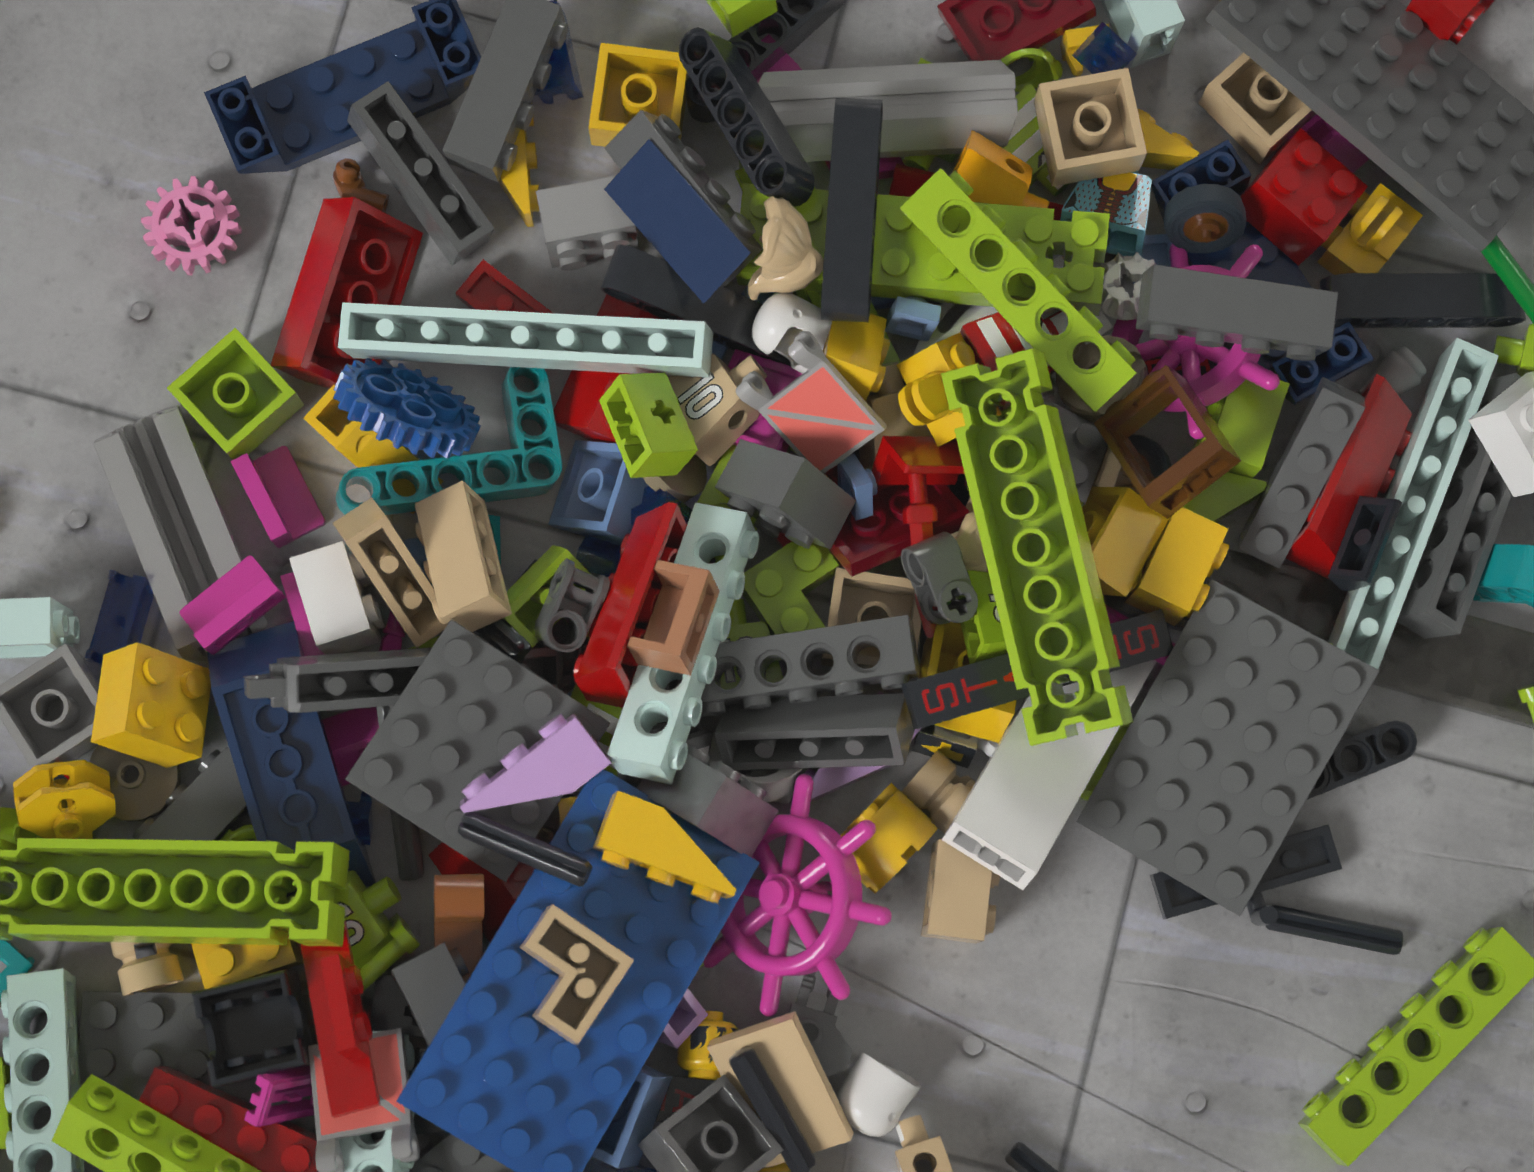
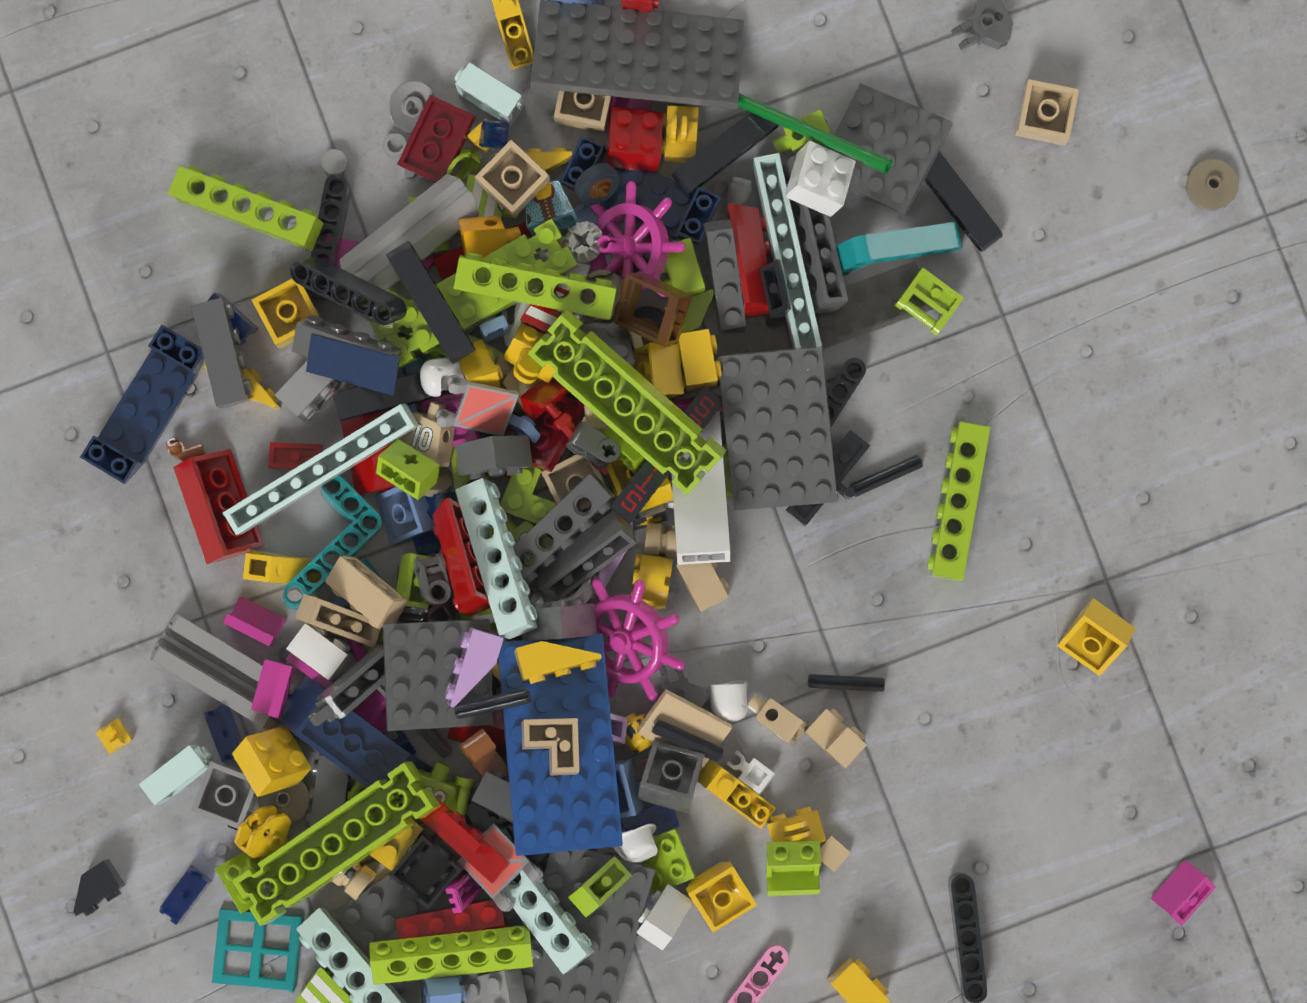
camera: 30 degrees left, 5 degrees up
(208, 222) = (112, 531): bright pink gear -> none
(236, 395) = (201, 590): lime brick -> none
(406, 408) = (288, 539): blue gear -> none
(420, 173) = (211, 423): dark grey brick -> none
(677, 619) = (486, 551): nougat panel -> none
(787, 254) = (415, 344): tan hair -> none
(1236, 311) = (641, 227): dark grey brick -> none

